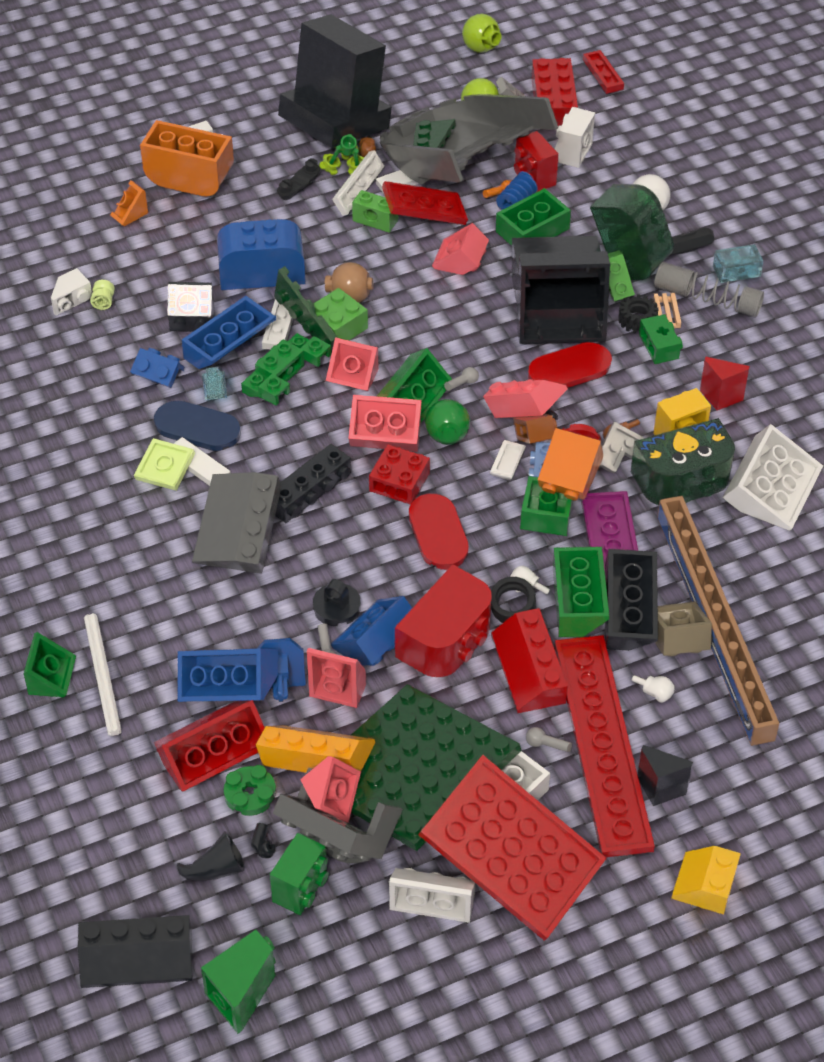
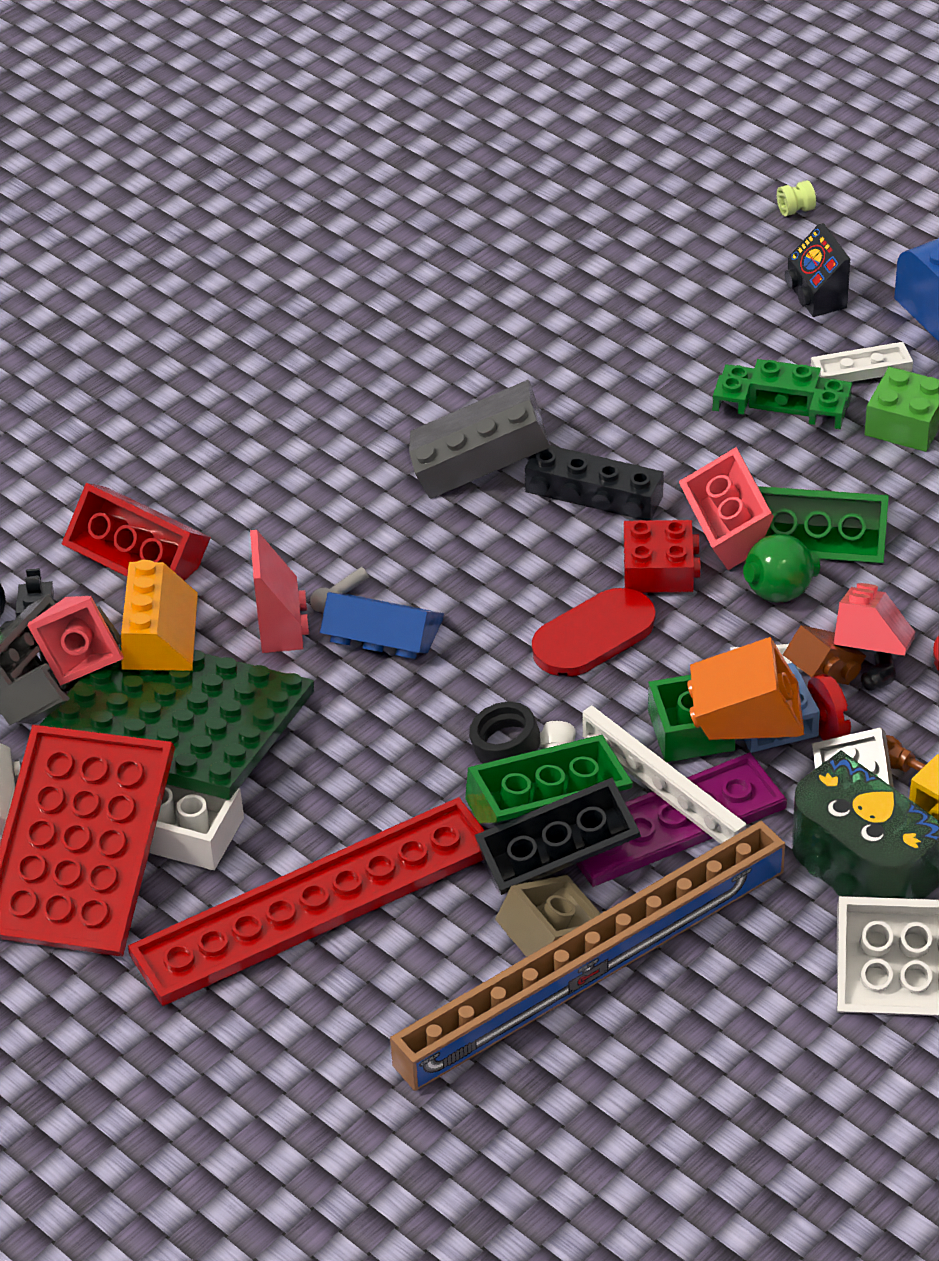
camera: 70 degrees right, 5 degrees down
(48, 668) = (176, 366): green slope -> none
(70, 291) = (777, 168): white slope -> none
(102, 675) = (195, 419): white axle -> none
(155, 367) = (707, 285): blue bracket -> none
(164, 464) = (546, 350): yellowish green tile -> none
(197, 425) = (634, 357): dark blue tile -> none
(202, 464) = (572, 380): white tile -> none
(214, 384) = (707, 341): clear light blue slope -> none
(225, 332) = (797, 314): blue slope -> none
(226, 674) = (224, 501): blue slope -> none
(243, 820) = (32, 590): none -> black plate
(246, 777) = (90, 582): green plate -> none
(290, 665) = (276, 530): blue piece -> none
(300, 309) = (886, 354): dark green wing -> none
(336, 603) = (413, 575): black tile -> none
(353, 364) = (829, 453): coral slope -> none
(445, 624) = (418, 675): red brick -> none
(469, 375) = (904, 575): light grey bar -> none
(529, 662) = (411, 786): red slope -> none
(537, 737) = (296, 835): light grey bar -> none
(597, 534) = (663, 778): none -> white tile
(657, 687) = (441, 933): white piece -> none
(663, 775) = (266, 964): black slope -> none
(706, 878) = (134, 1076): yellow slope -> none

